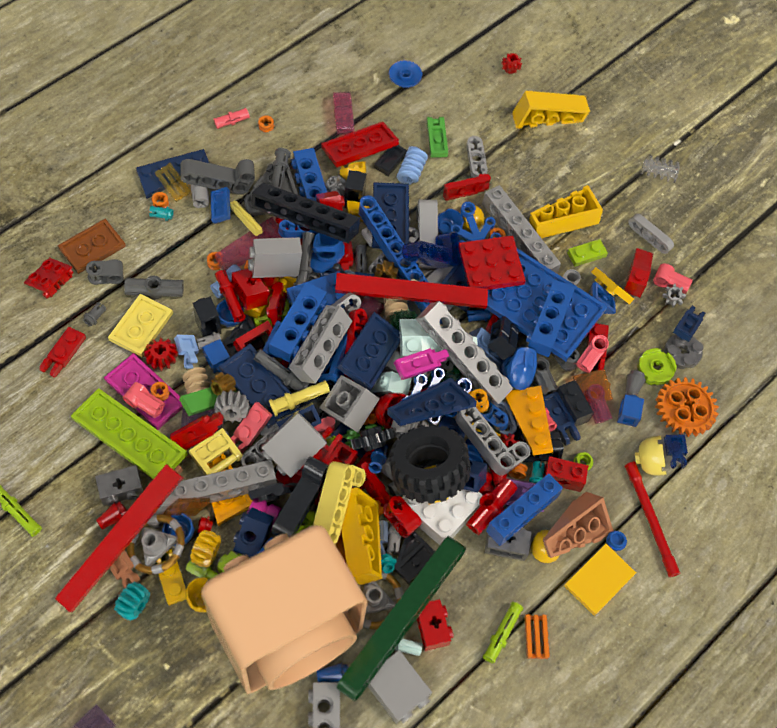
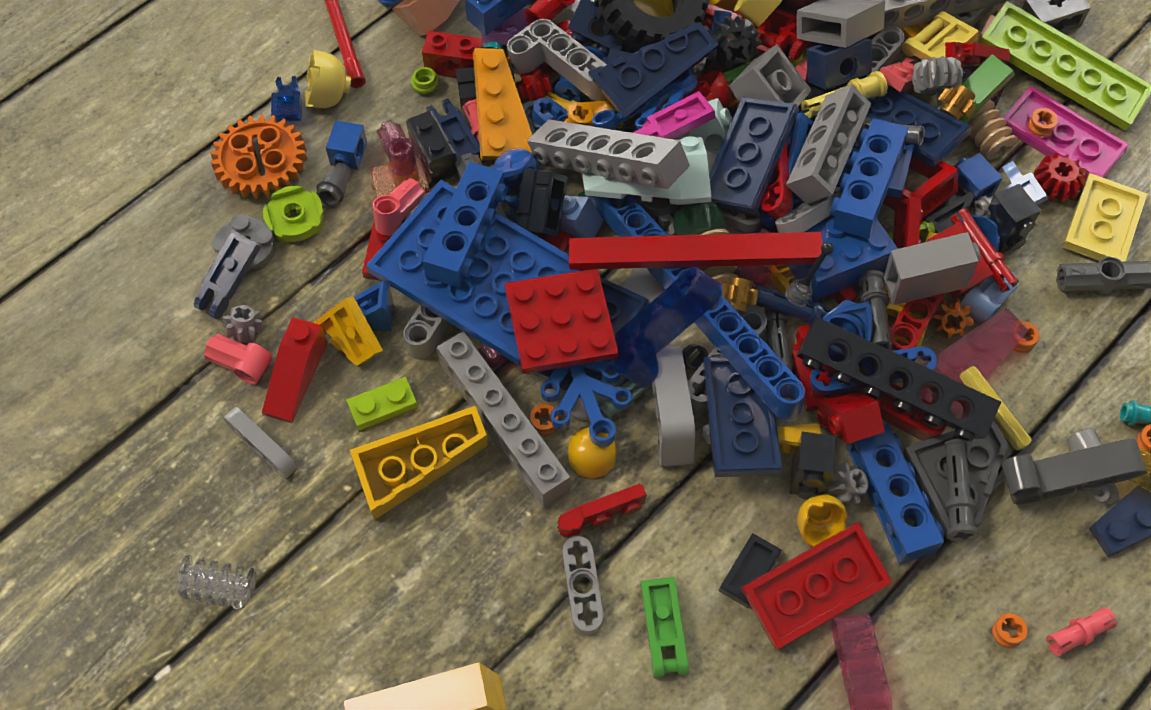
camera: 175 degrees left, 0 degrees up
(140, 397) = (1070, 108): coral piece -> none
(220, 205) = (1044, 429): blue plate -> none
(412, 165) = (706, 542): light blue piece -> none
(448, 219) = (634, 426): blue hair -> none

